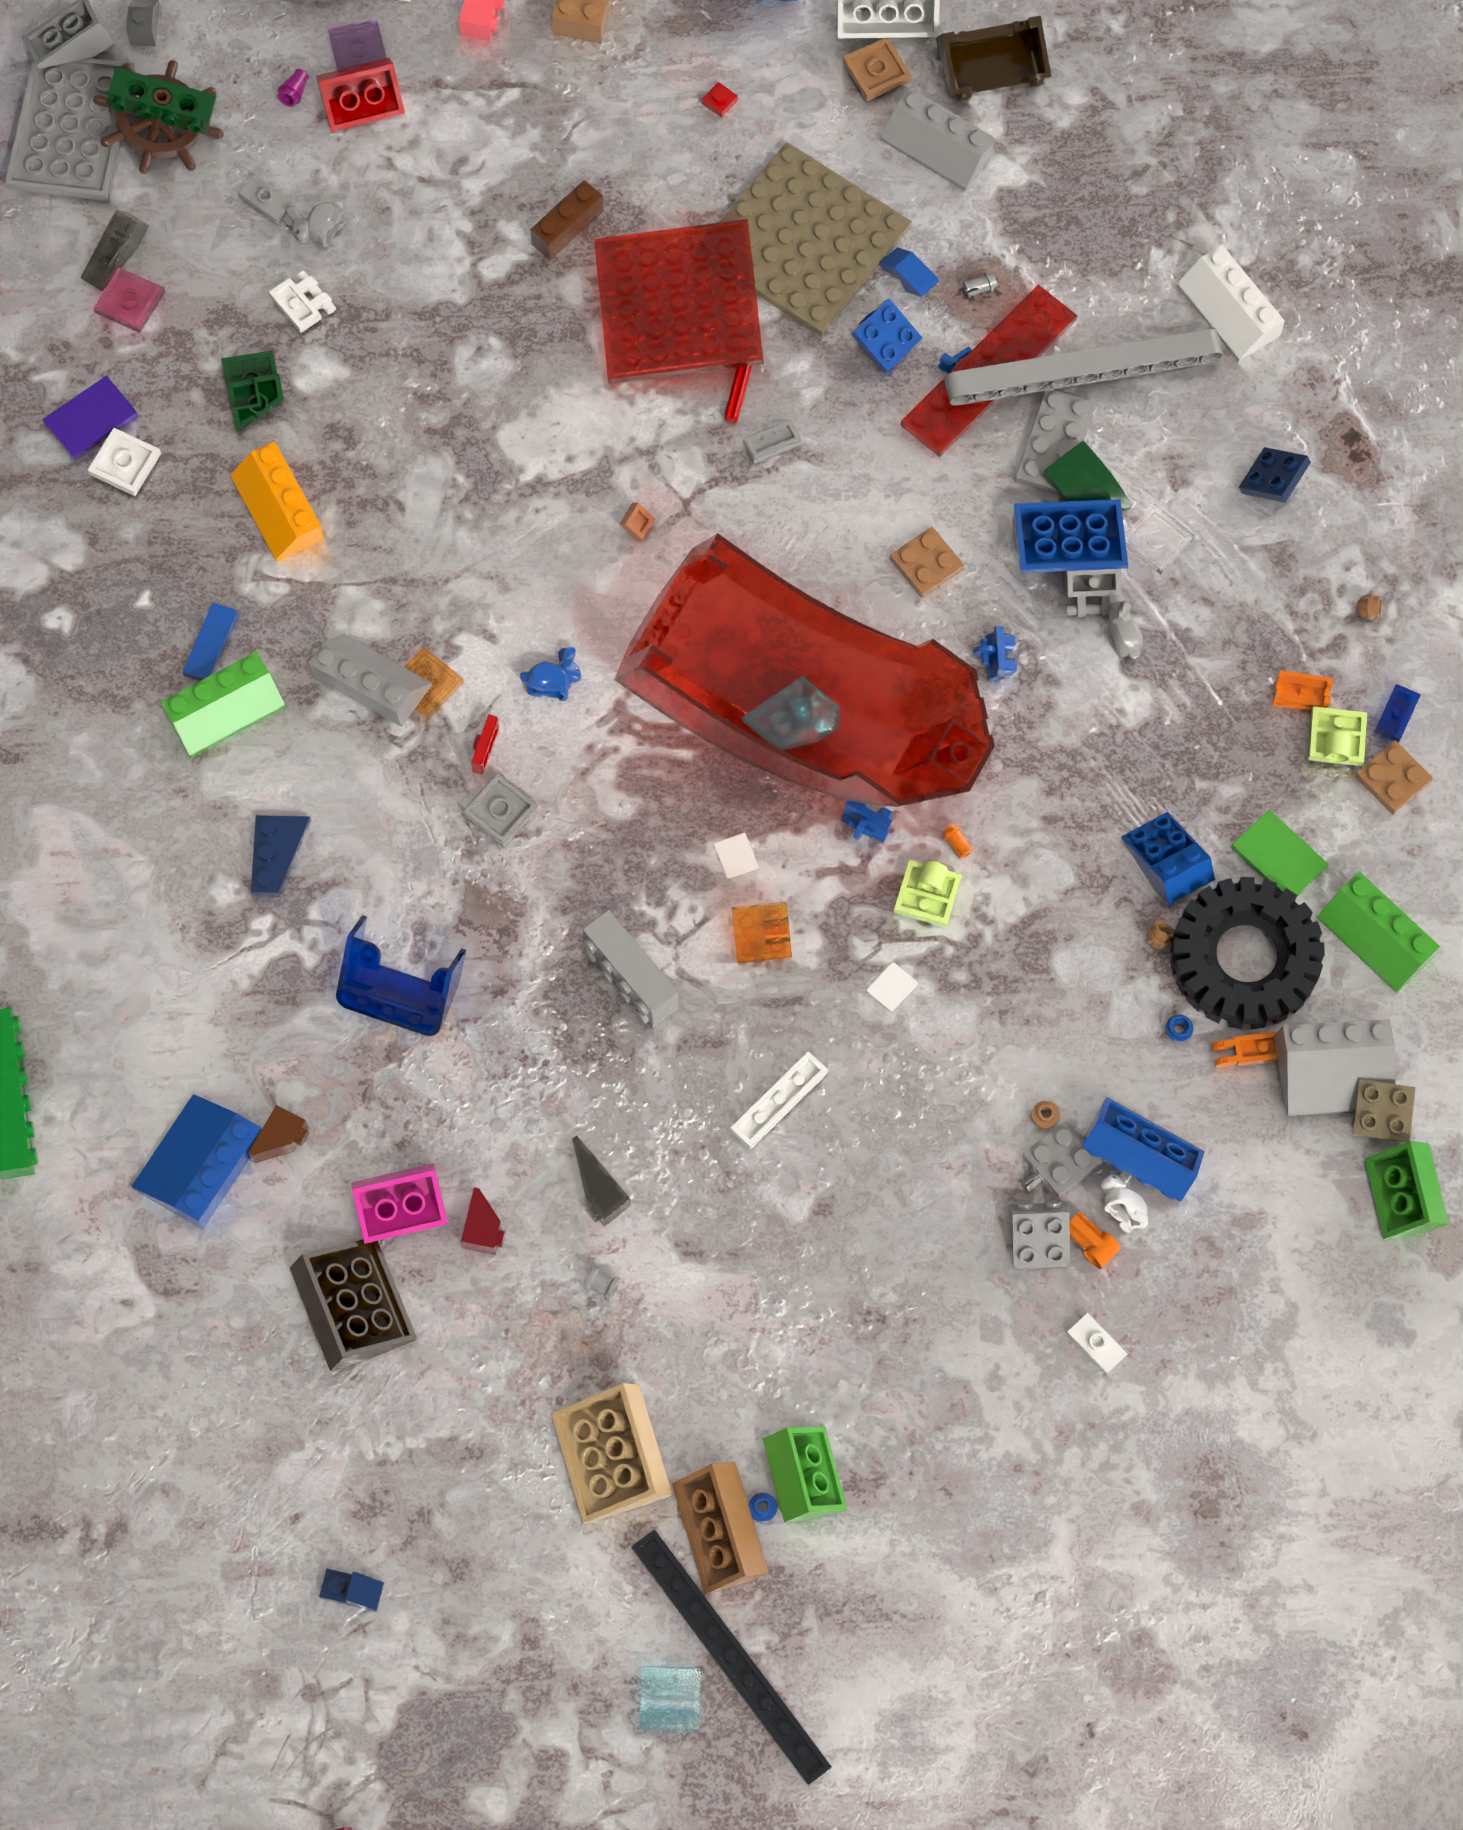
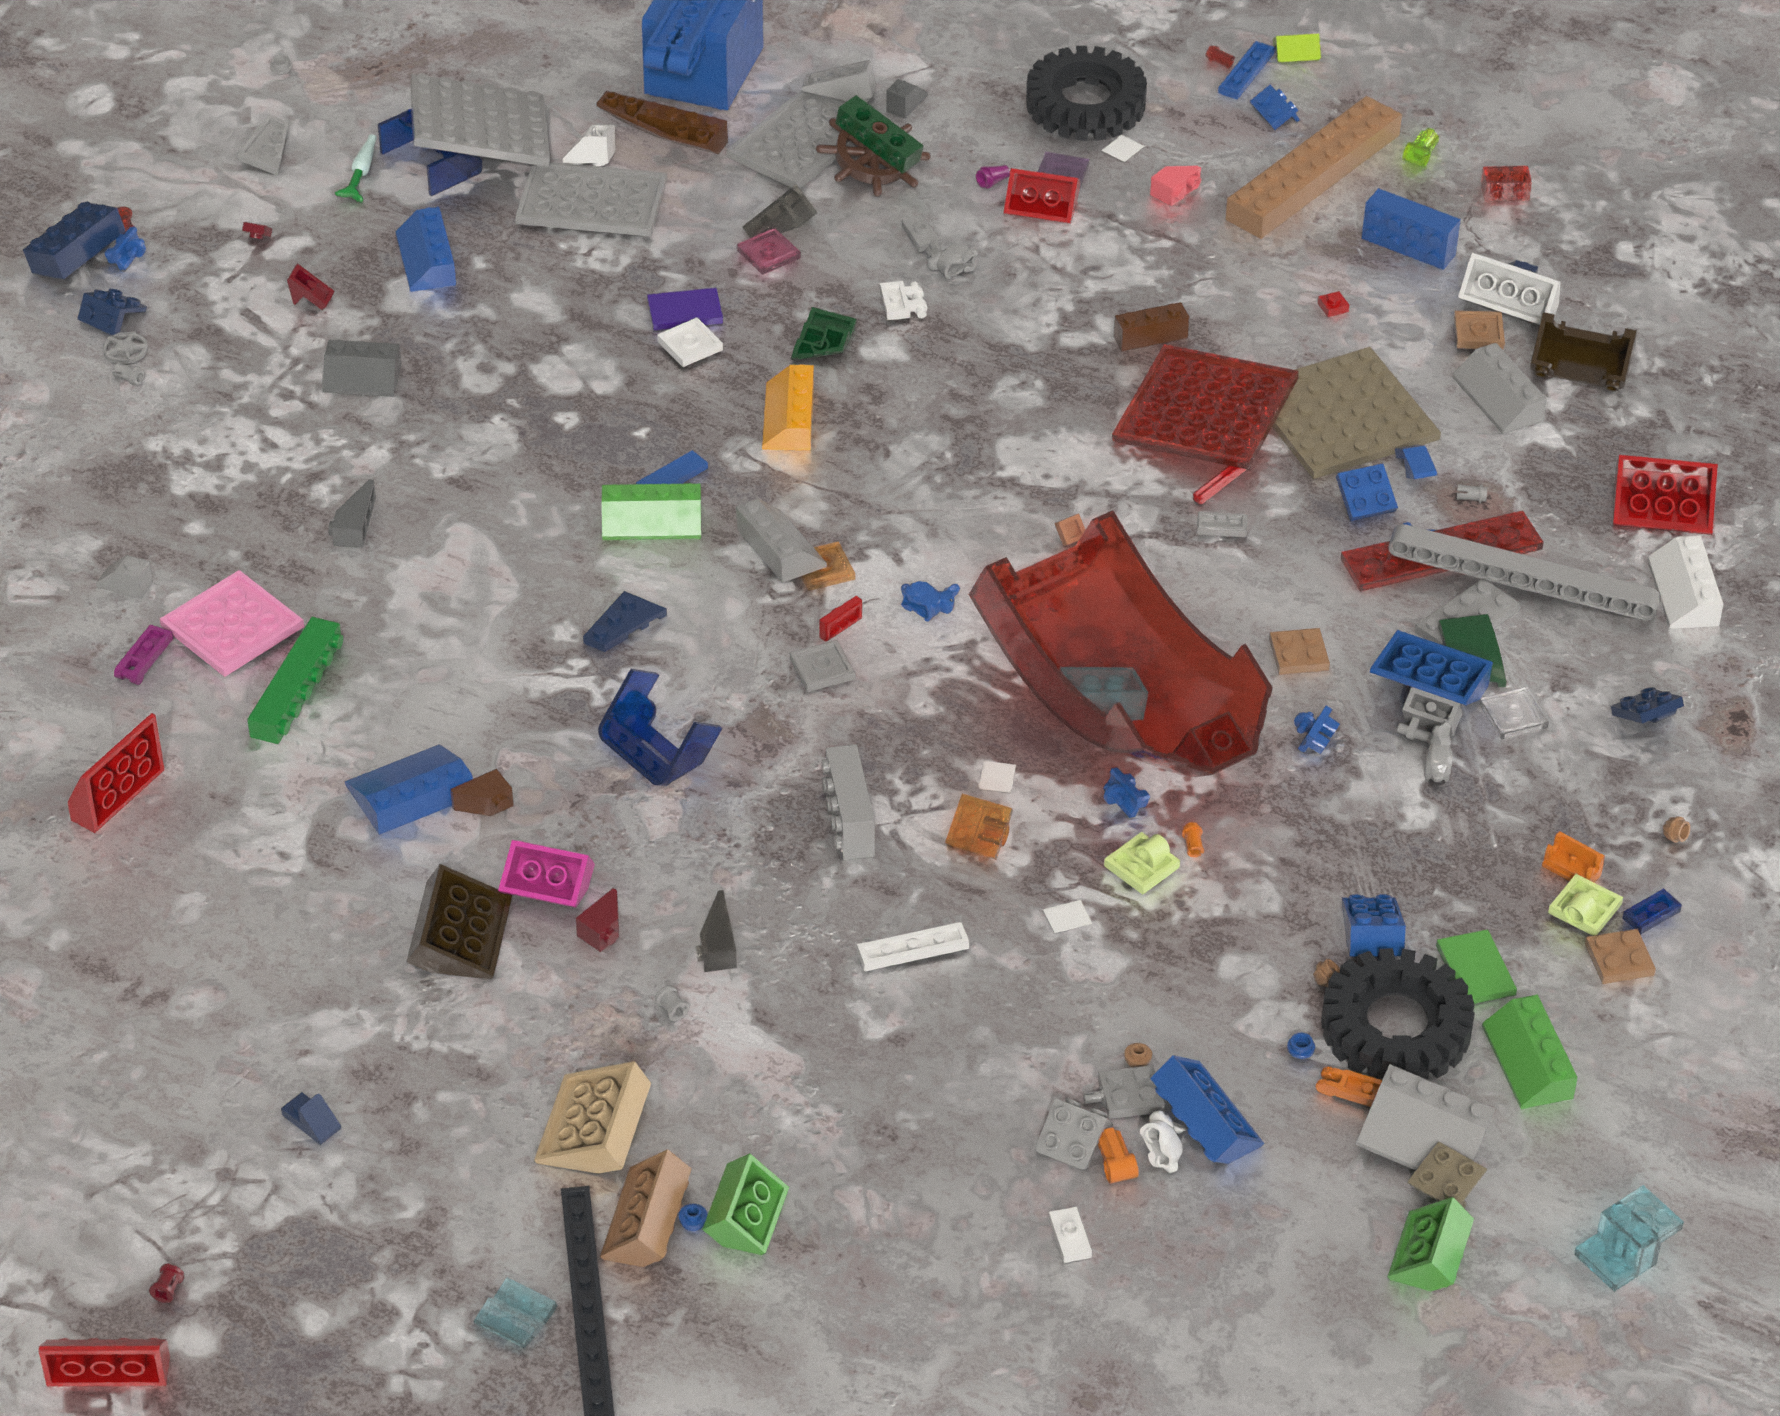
camera: 30 degrees right, 25 degrees down
(1157, 203) = (1664, 494): none -> red slope

